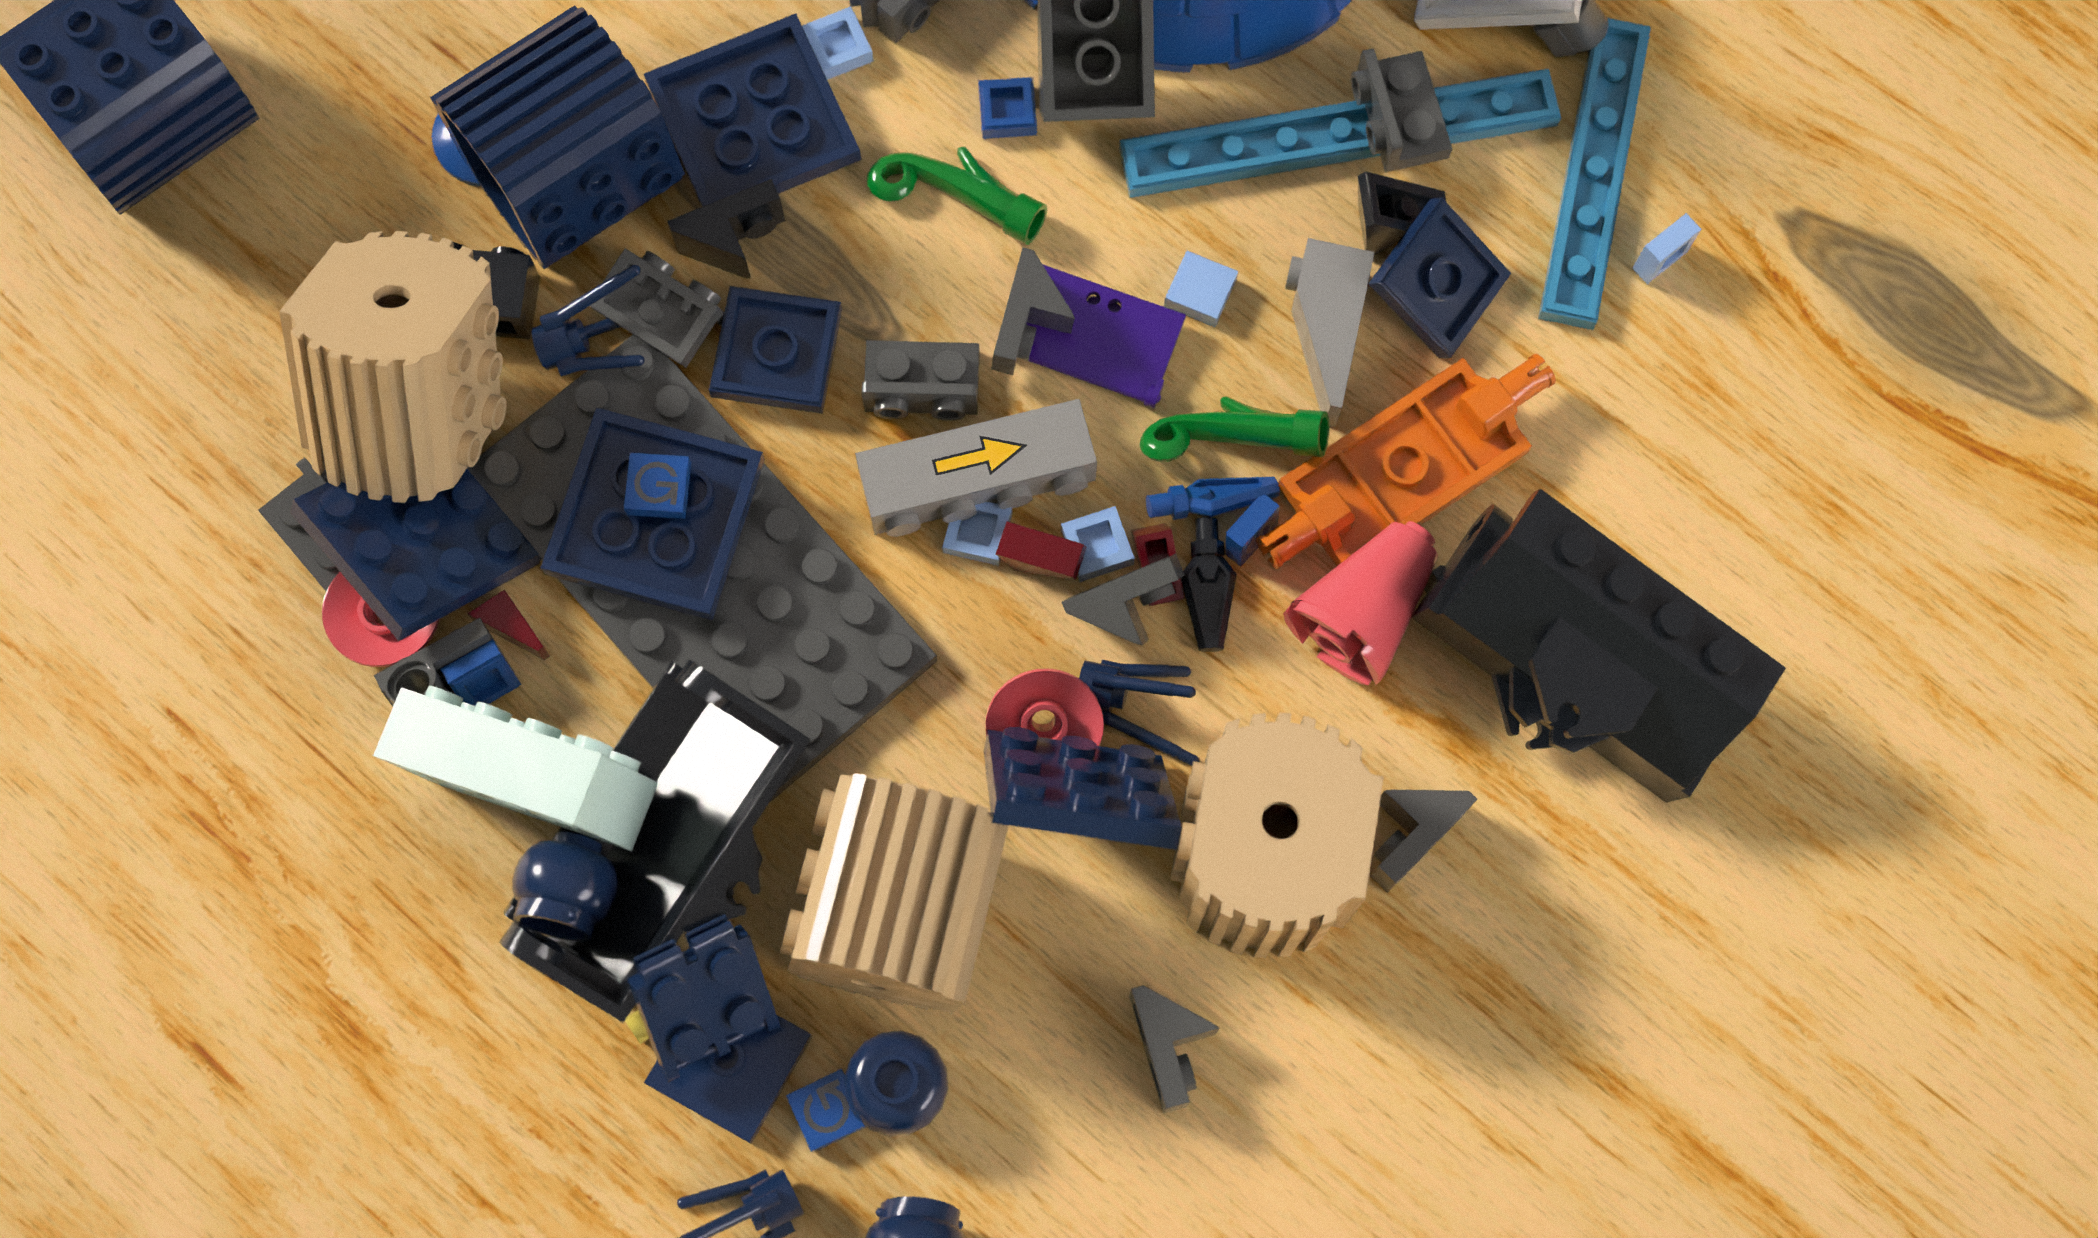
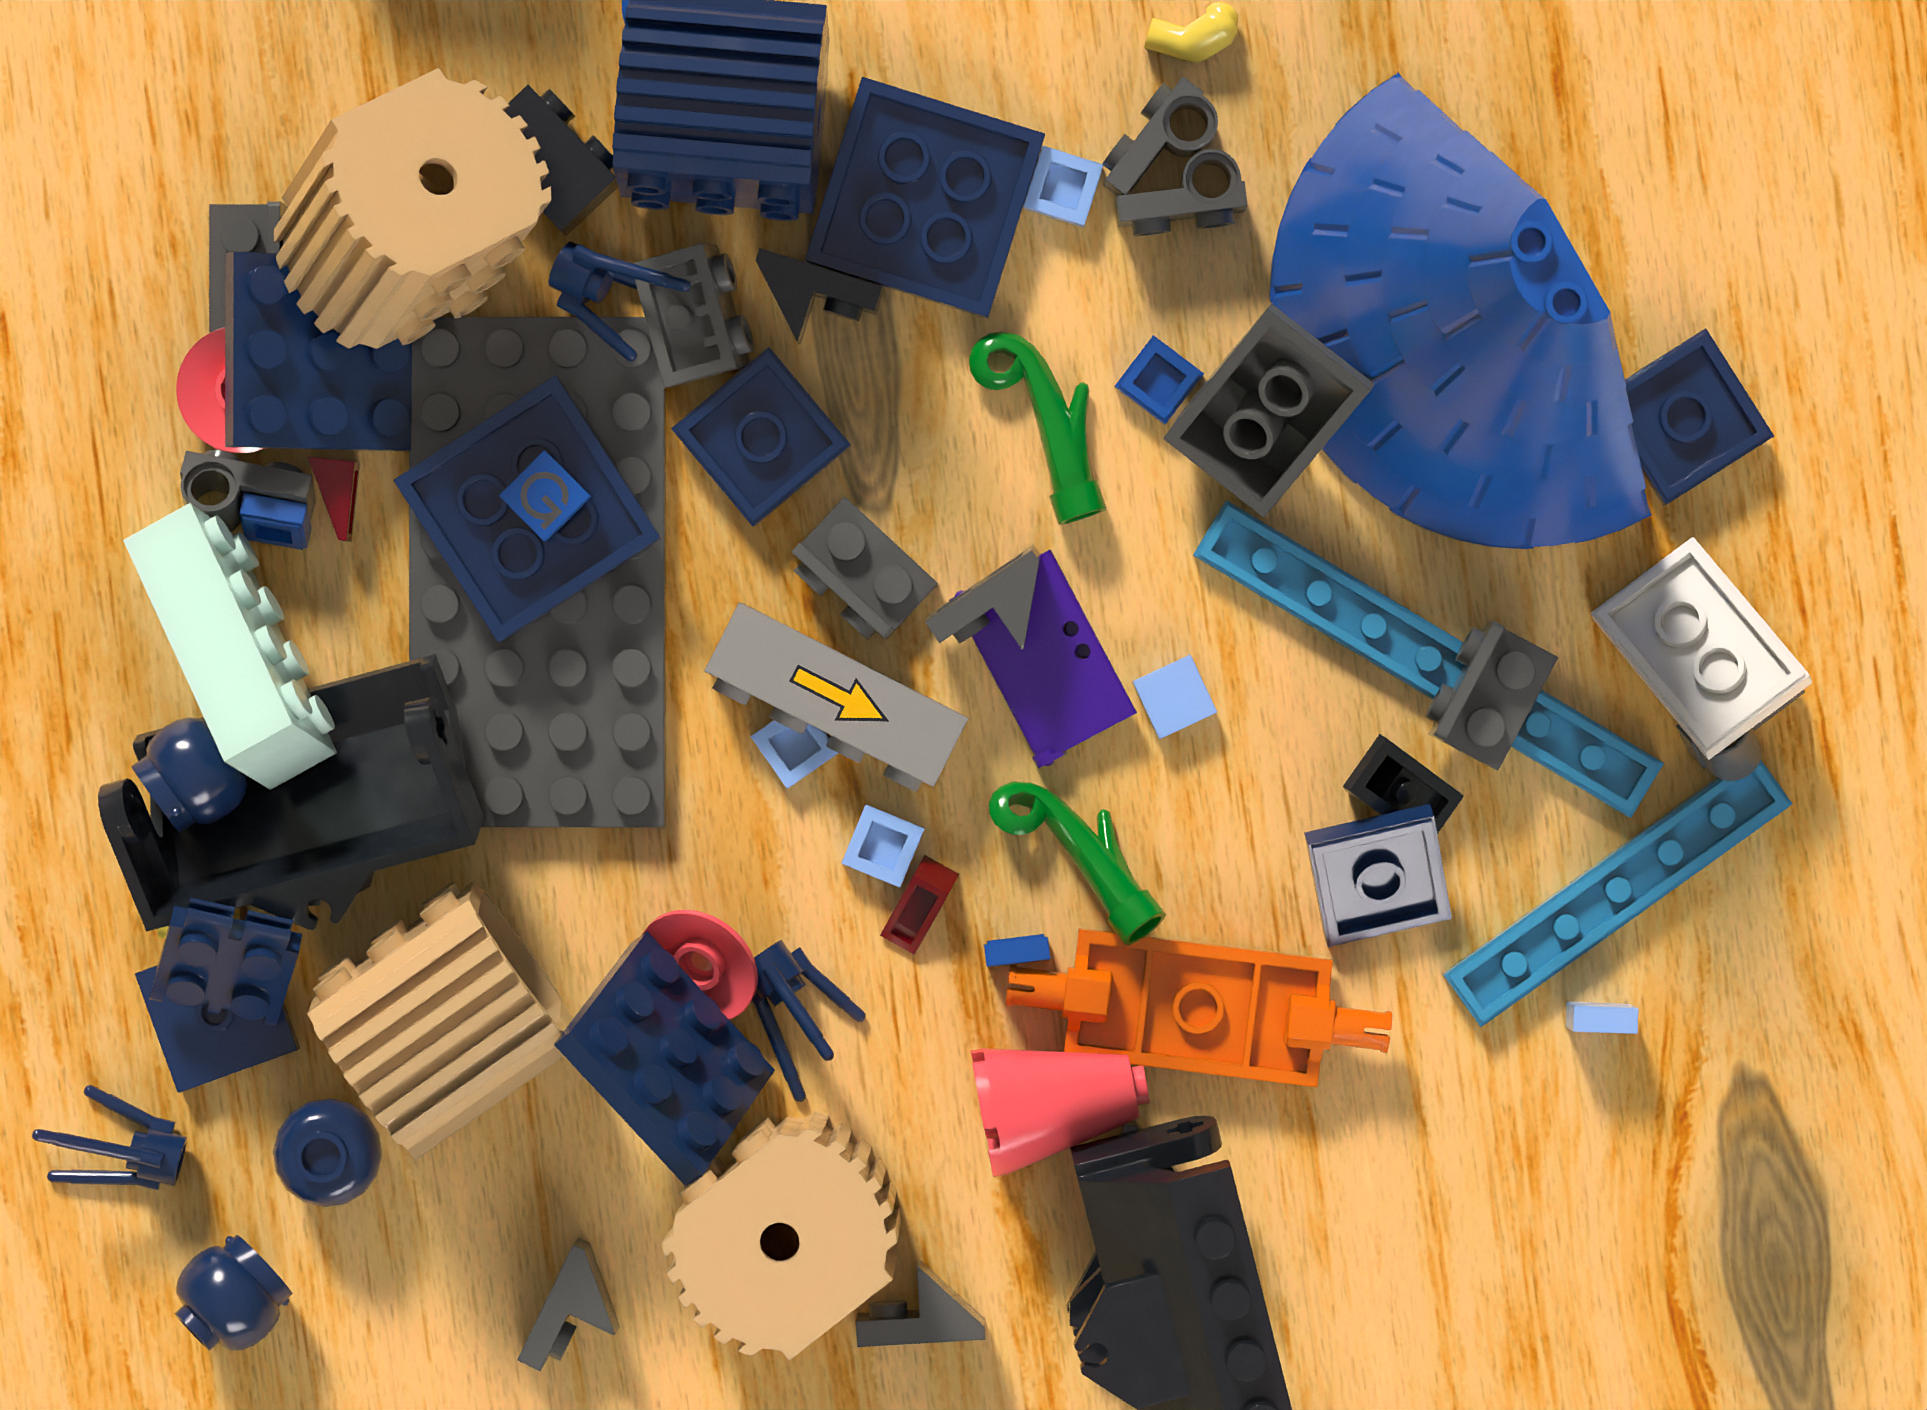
camera: 45 degrees right, 15 degrees up
(824, 1111) = (256, 1117): blue tile -> none
(1040, 552) = (825, 816): dark red piece -> none
(1112, 605) = (846, 912): dark grey slope -> none
(1208, 586) = (942, 963): black piece -> none
(1210, 496) = (1015, 892): blue piece -> none
(1327, 314) = (1260, 817): light grey slope -> none

